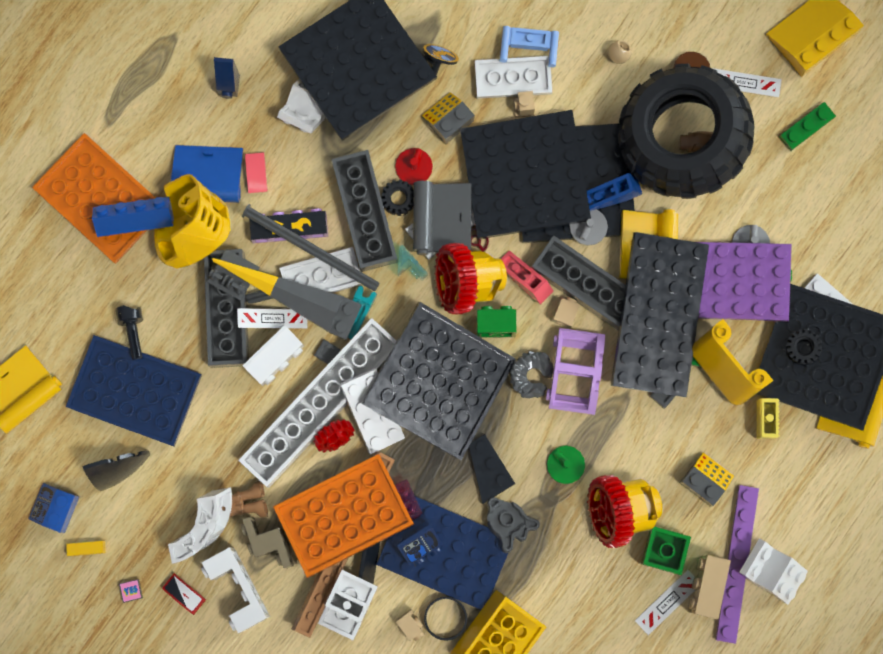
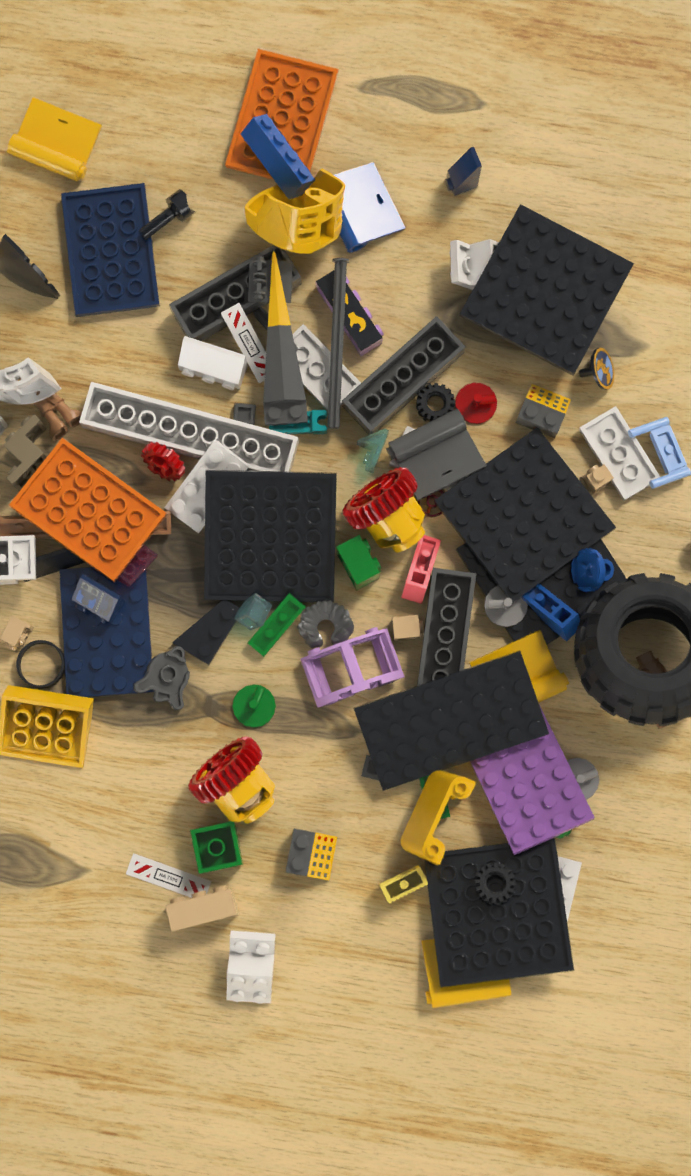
camera: 60 degrees right, 0 degrees up
(256, 172) = (386, 253): coral slope -> none
(492, 426) = (253, 612): none -> clear light blue brick
(511, 413) = (276, 624): none -> green plate
(596, 146) = (591, 570): none -> blue tile
(738, 554) = (258, 921): medium lavender plate -> none

